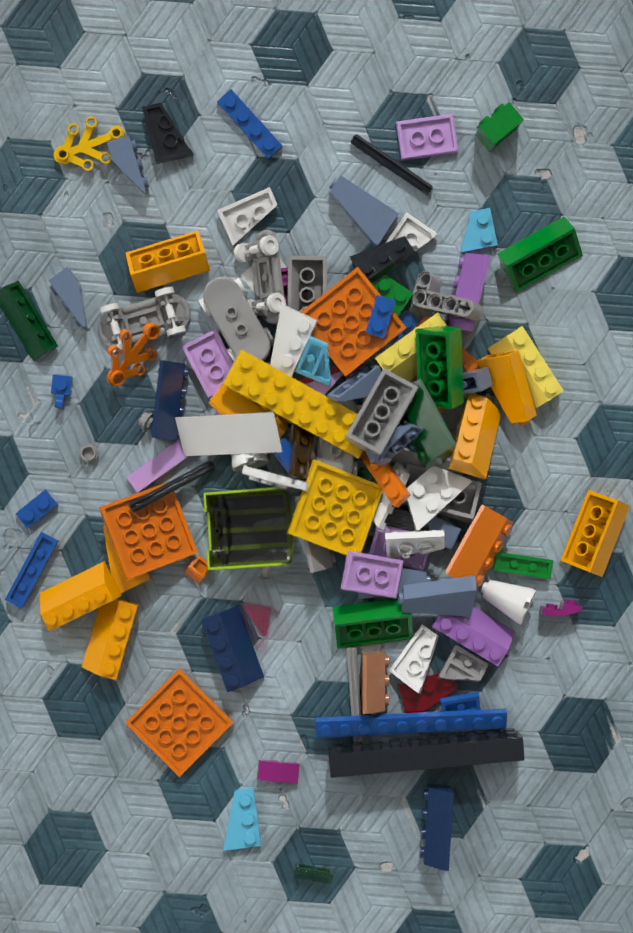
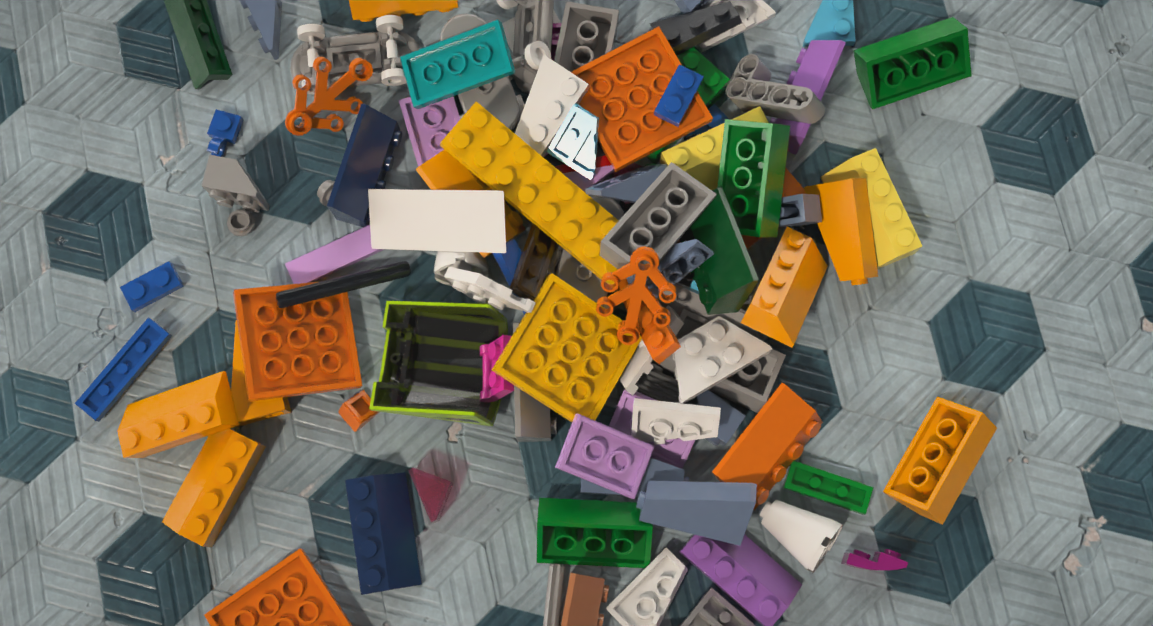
camera: 15 degrees right, 10 degrees down
(80, 428) = (232, 184): none -> light grey slope
(220, 318) = (457, 64): none -> teal plate
(284, 518) = (494, 385): none -> dark pink plate
(377, 448) = (637, 293): none -> orange plant

